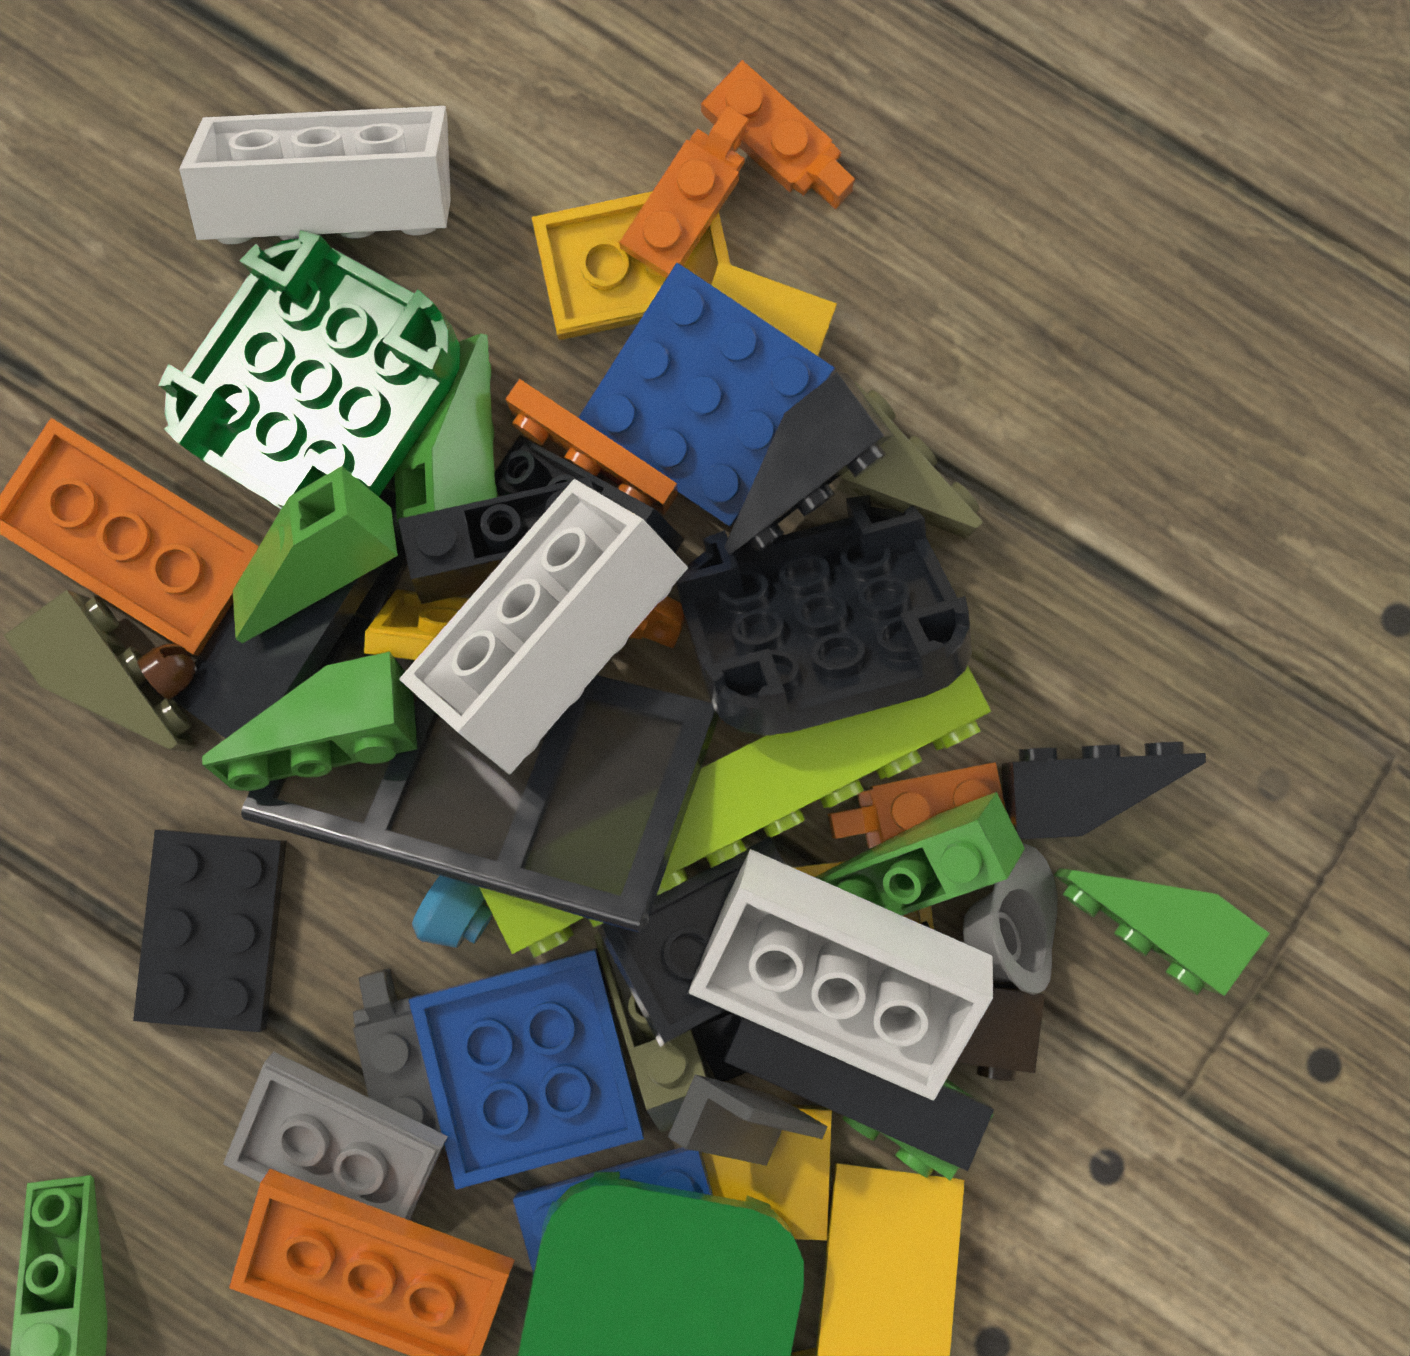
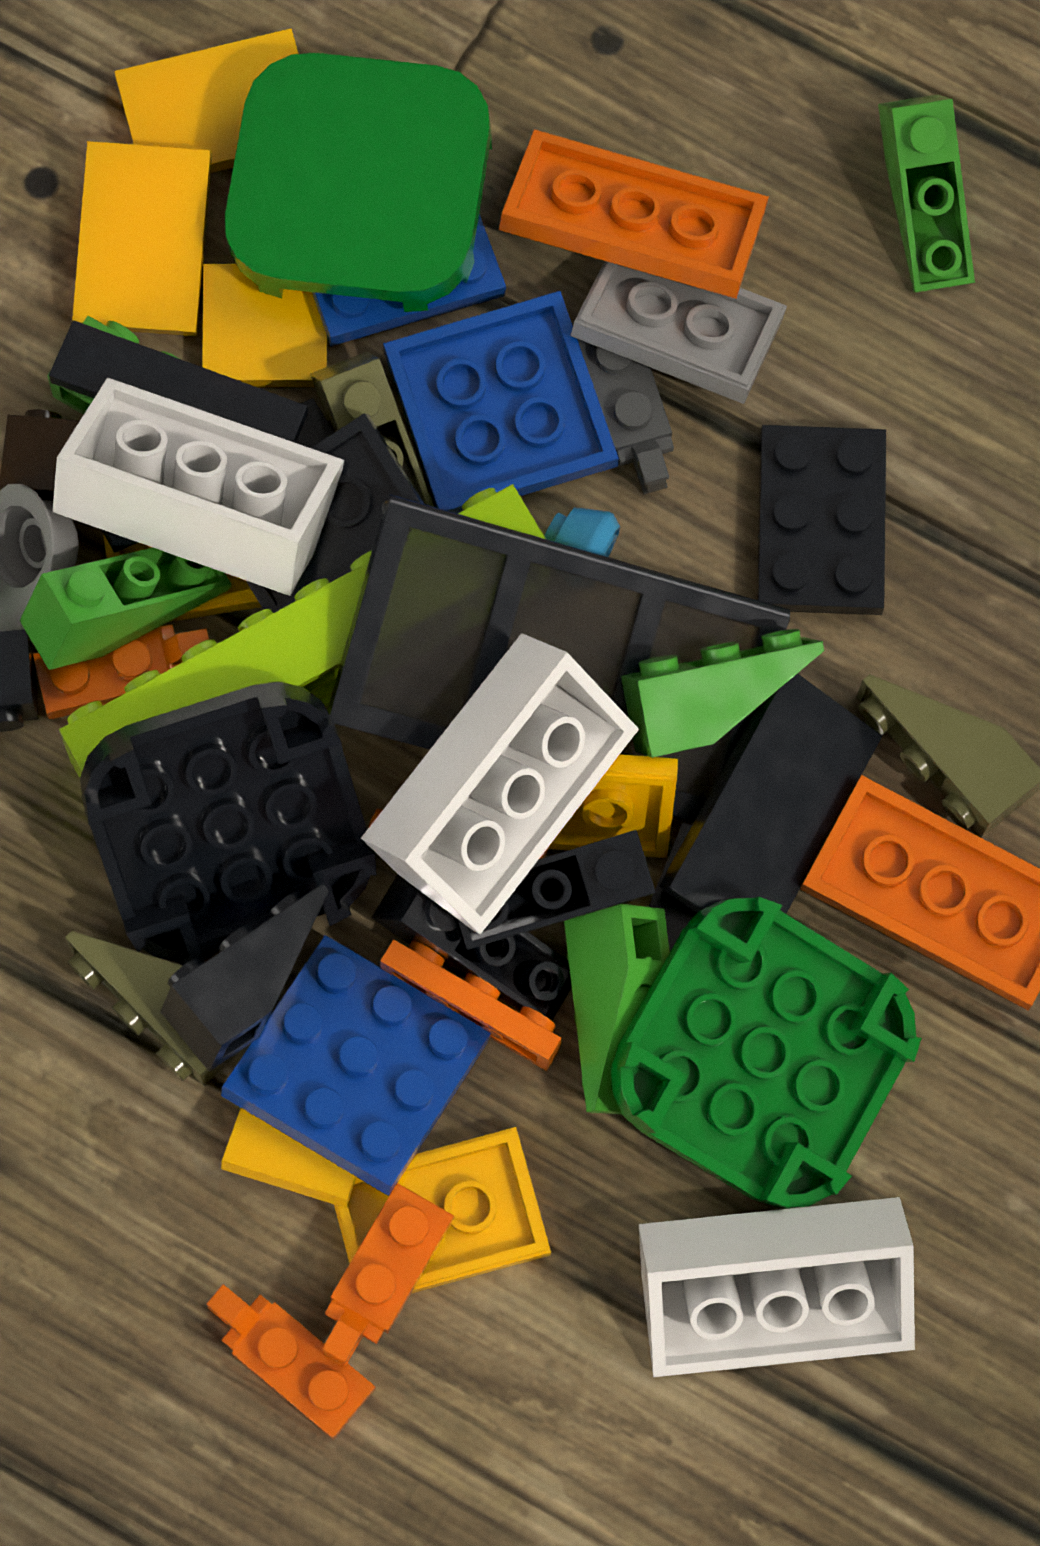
camera: 175 degrees right, 10 degrees down
(167, 669) = (884, 758): reddish brown hinge -> none
(312, 549) = (740, 855): bright green slope -> none
(737, 1121) = (289, 355): dark grey panel -> none

